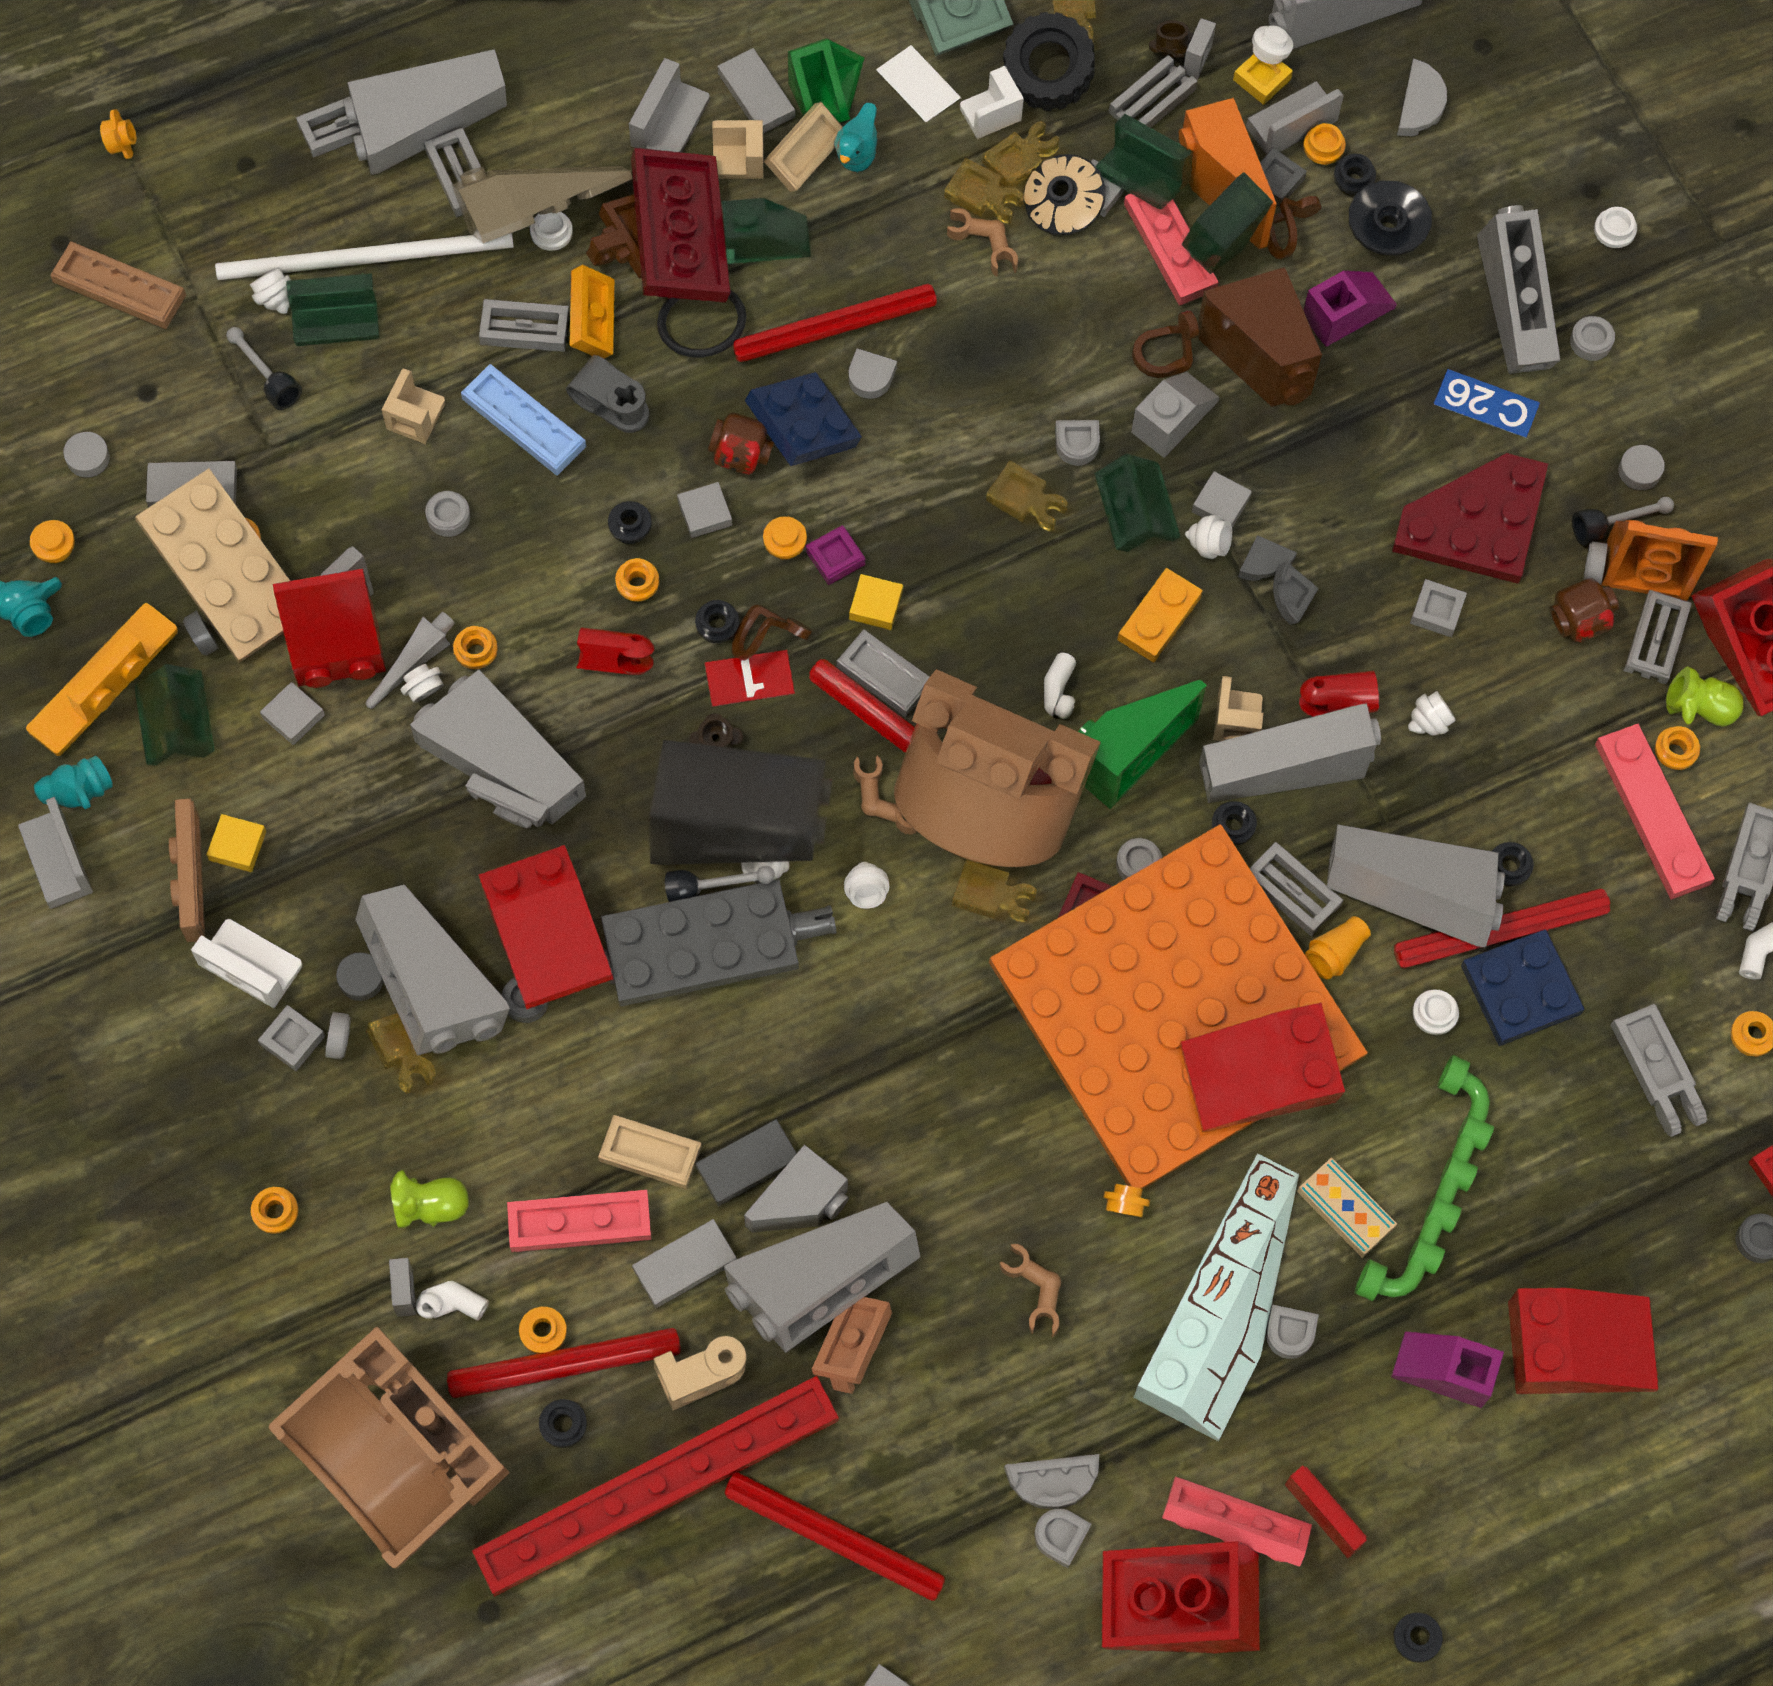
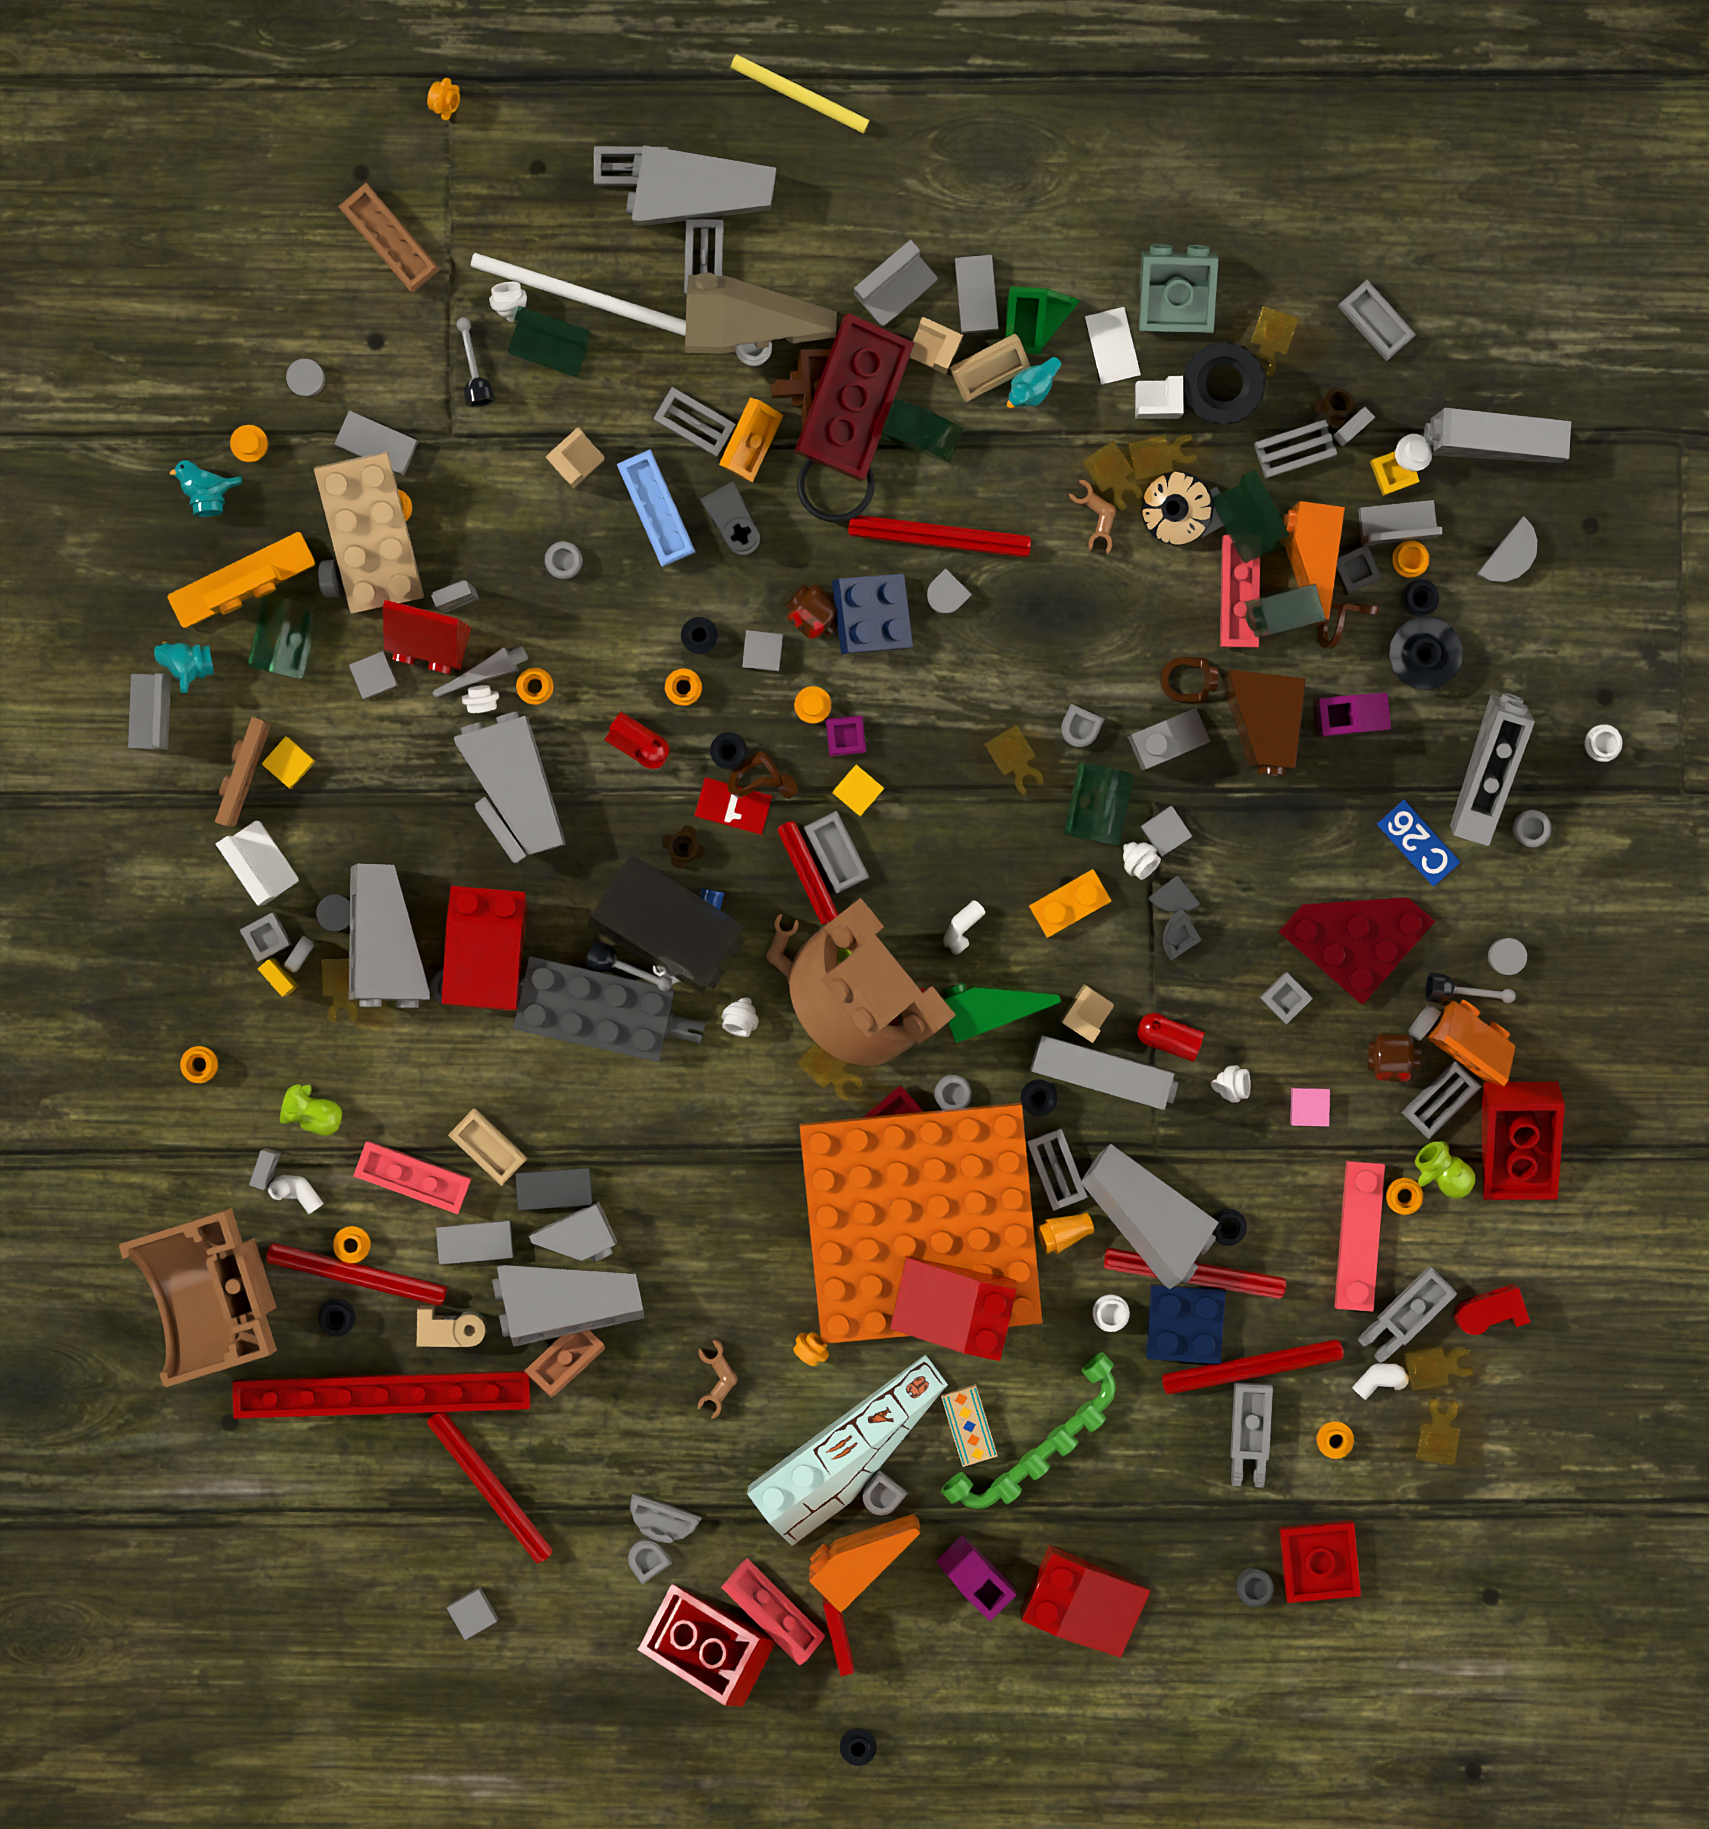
camera: 30 degrees right, 20 degrees up
(325, 1069) = (278, 977): none -> yellow tile
(1295, 1420) = (857, 1559): none -> orange slope
(1526, 704) = (1310, 1106): none -> bright pink tile
(1620, 999) = (1252, 1367): none -> red axle

